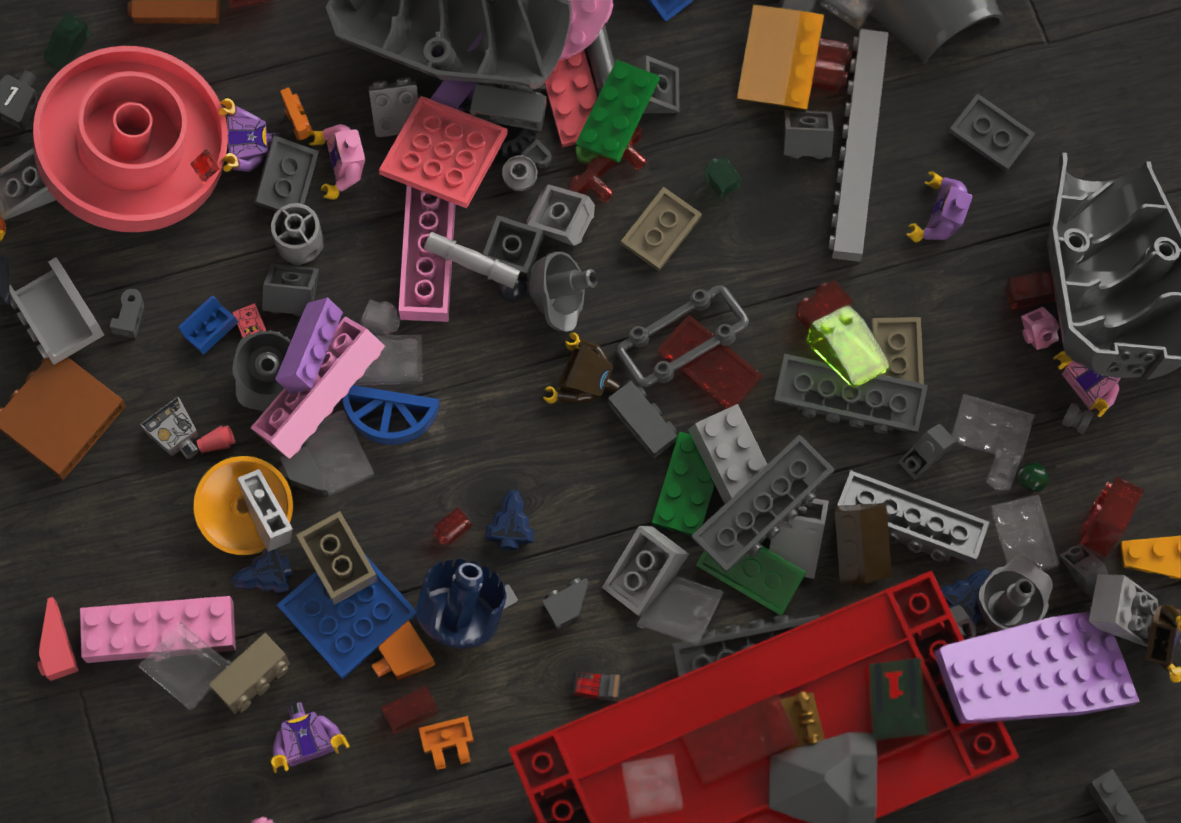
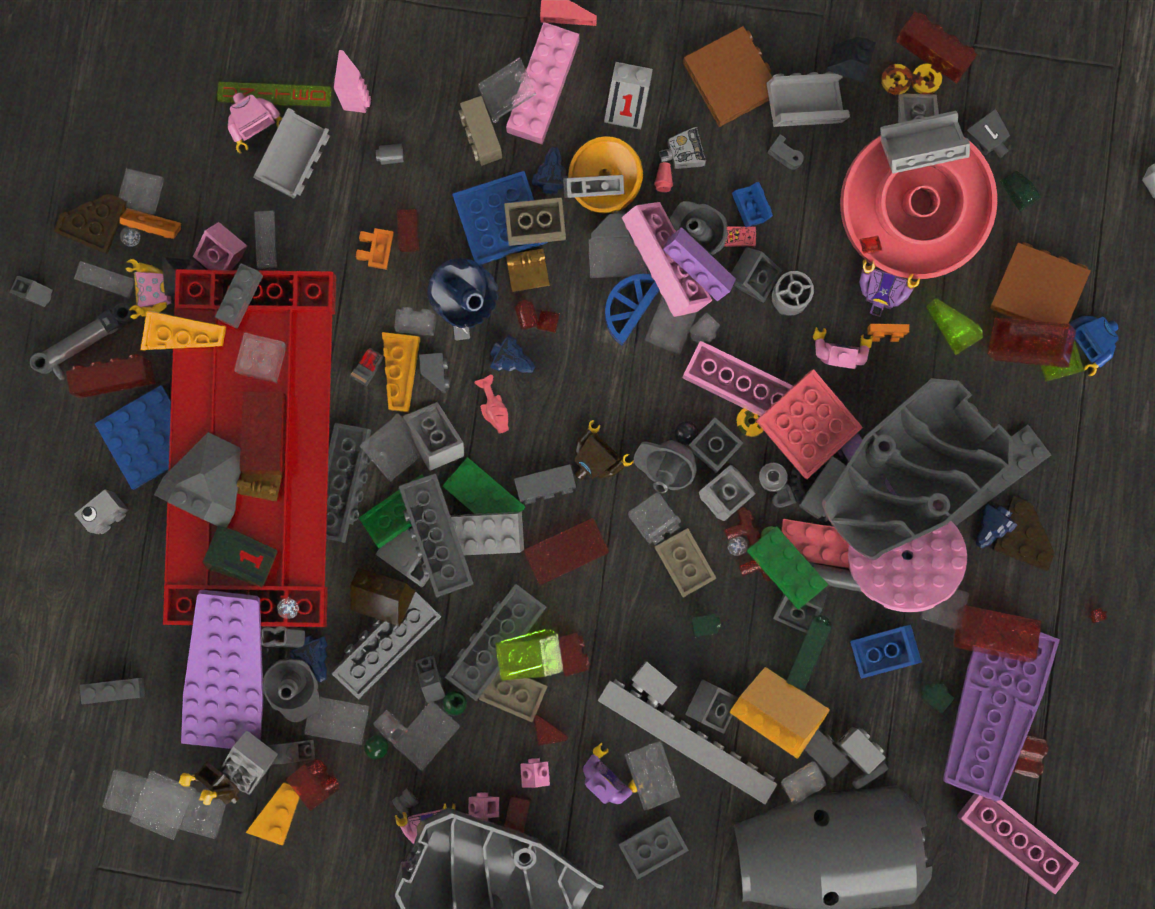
camera: 115 degrees right, 10 degrees up
(64, 143) = (924, 142): none -> light grey panel
(131, 523) = (628, 95): none -> light grey slope
(263, 40) = (955, 327): none -> clear neon green slope
(285, 174) = (842, 305): dark grey plate -> none
(304, 738) = (421, 151): torso -> none
(323, 775) = (390, 154): none -> dark grey brick
(392, 105) = (867, 405): light grey bracket -> none
(396, 550) = (527, 270): none -> pearl gold hinge
(403, 654) = (449, 242): orange torso -> none
(447, 501) = (548, 321): none -> clear red slope
(472, 260) = (714, 408): light grey piece -> none
(475, 228) = (744, 426): none -> yellow piece
(518, 652) = (415, 322): none -> clear brick
(577, 648) = (400, 361): none -> light orange wing
(582, 516) = (494, 410): none -> coral animal
(616, 181) = (737, 546): none -> clear tile
(628, 280) = (654, 519): none -> clear bracket
(664, 370) = (580, 570): dark grey bar -> none
(699, 53) = (808, 651): none -> clear green brick
(815, 202) = (654, 683): none -> light grey brick
(830, 65) = (760, 749): clear red brick -> none
(915, 164) = (652, 775): none -> clear plate
(925, 295) = (548, 733): none -> clear red slope
(930, 618) = (288, 608): none -> clear tile
(941, 411) = (454, 703): none -> dark green piece
(976, 289) = (534, 773): none -> bright pink brick

